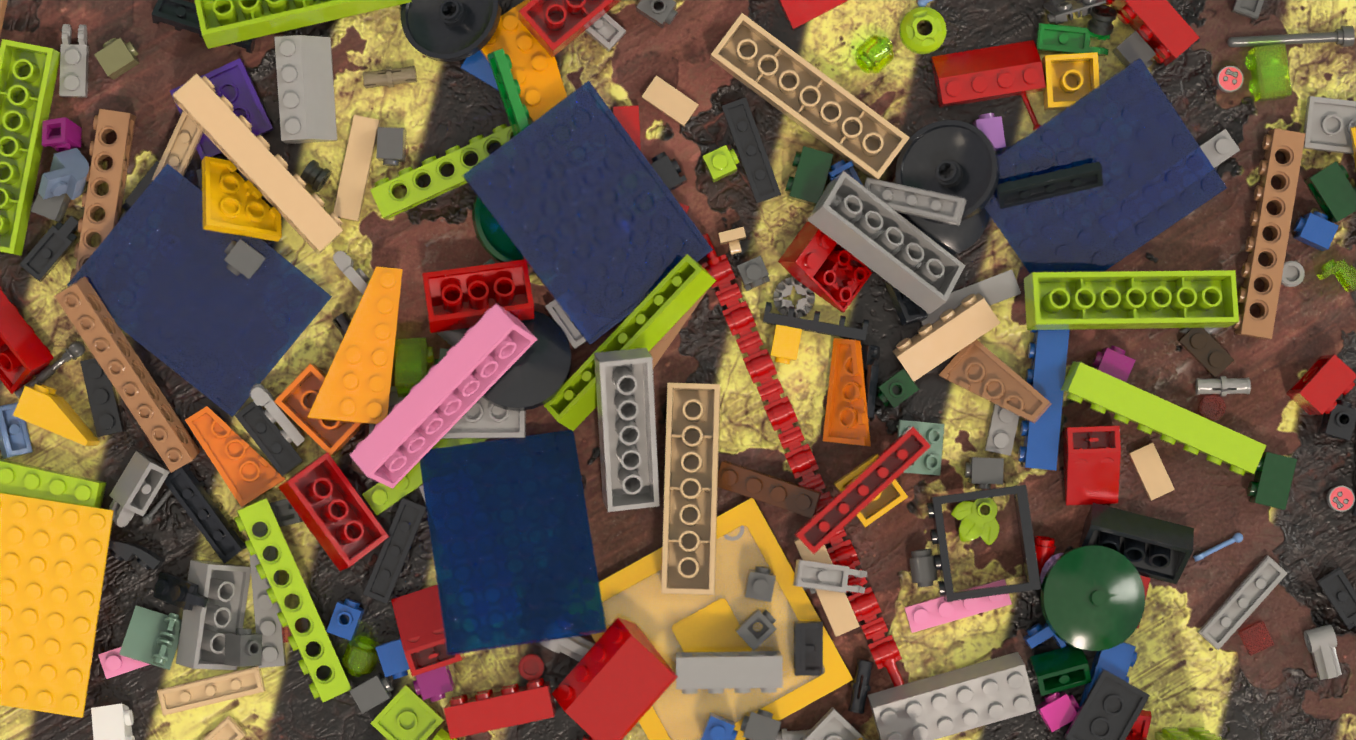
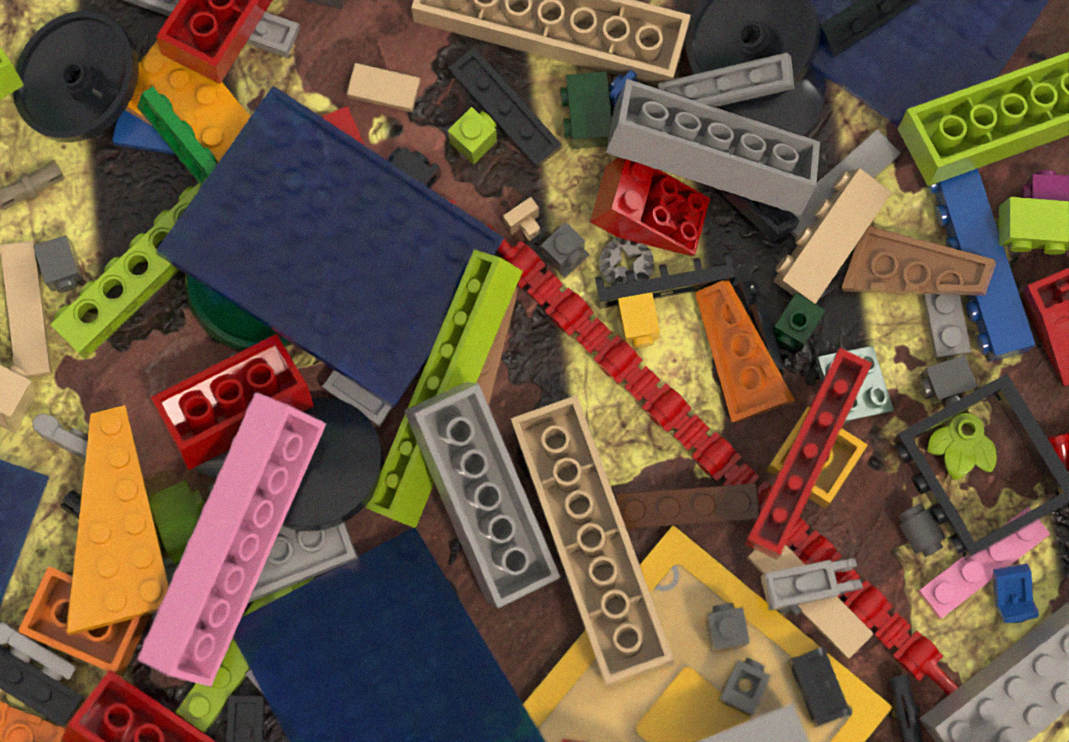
camera: 20 degrees left, 10 degrees down
(968, 636) = (1014, 593): none -> blue bracket

